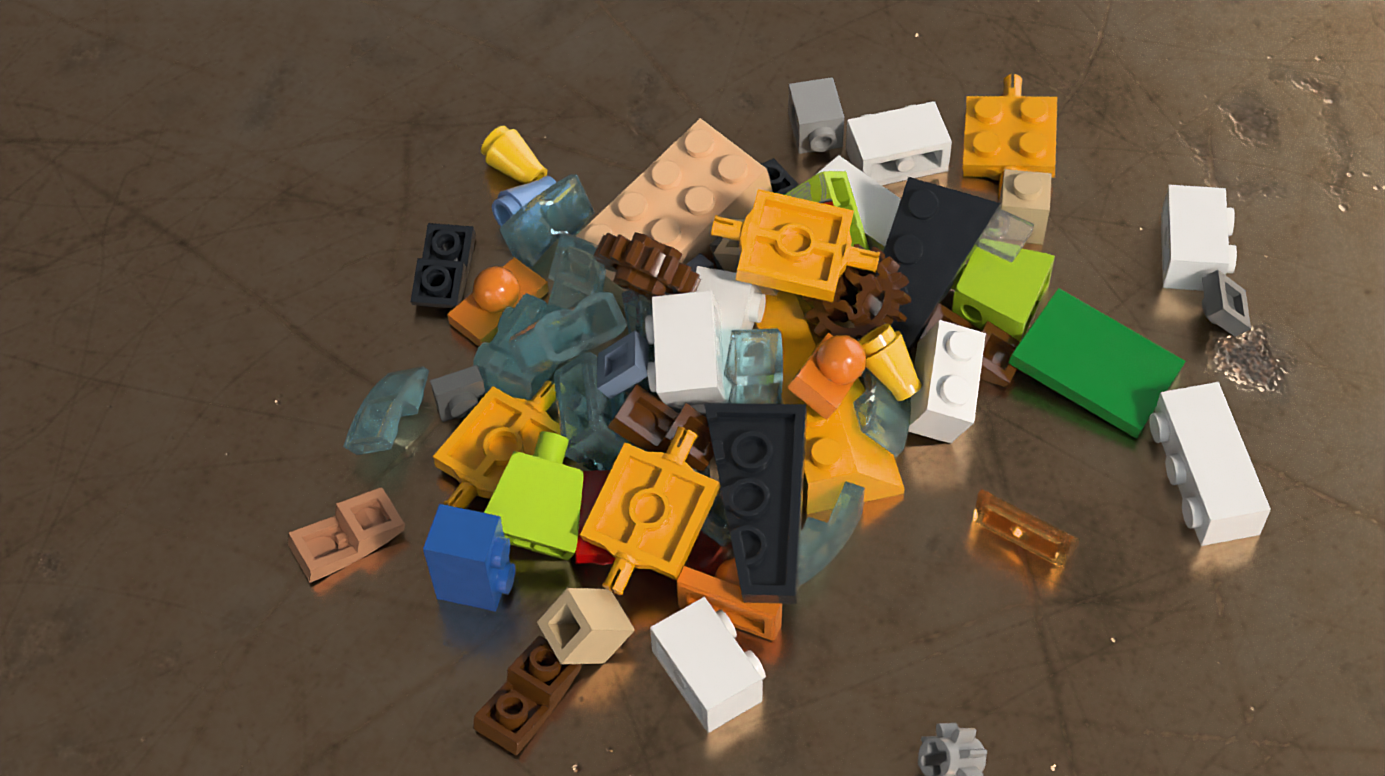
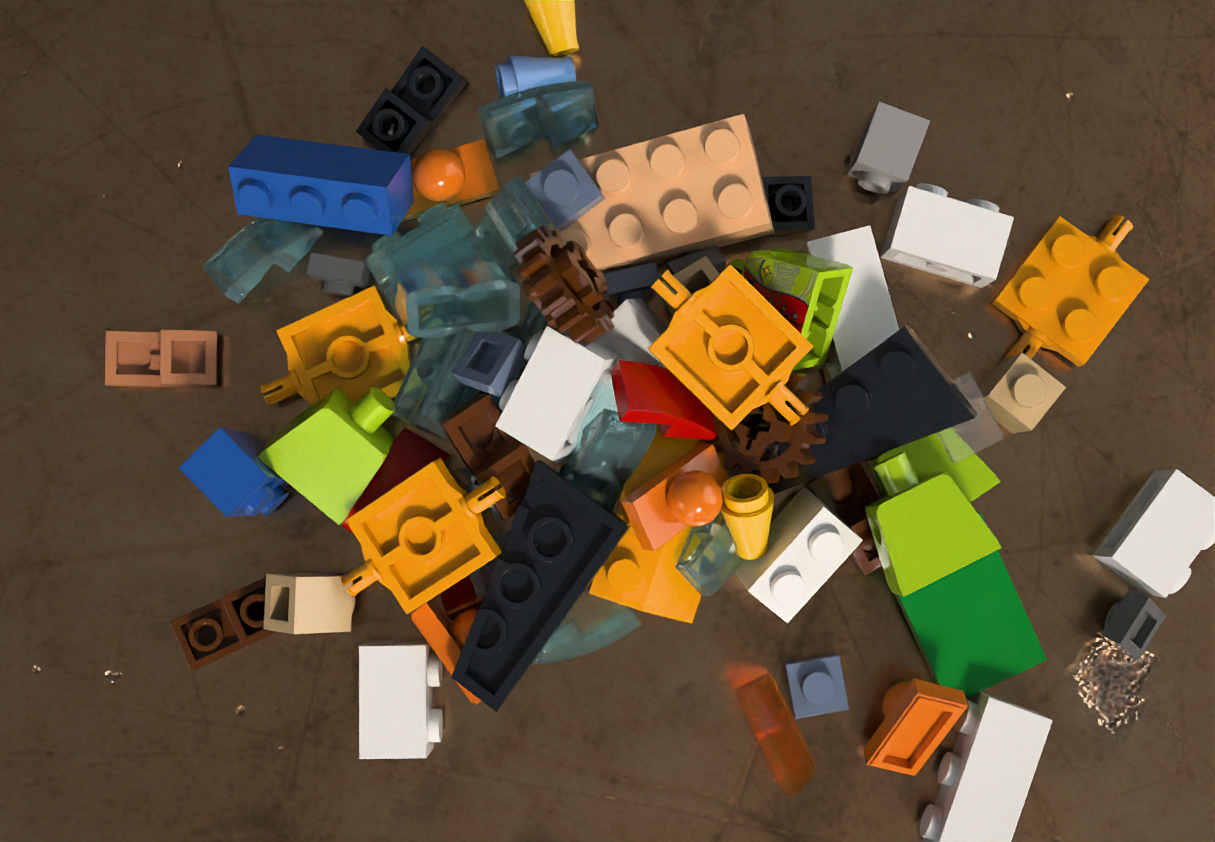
camera: 30 degrees right, 30 degrees up
(410, 333) = (322, 184): none -> blue brick
(604, 218) = (565, 190): none -> sand blue plate
(763, 311) = (657, 397): none -> red slope
(1021, 299) = (924, 526): none -> lime torso
(1032, 477) = (816, 685): none -> sand blue plate
(1123, 447) = (914, 725): none -> orange tile

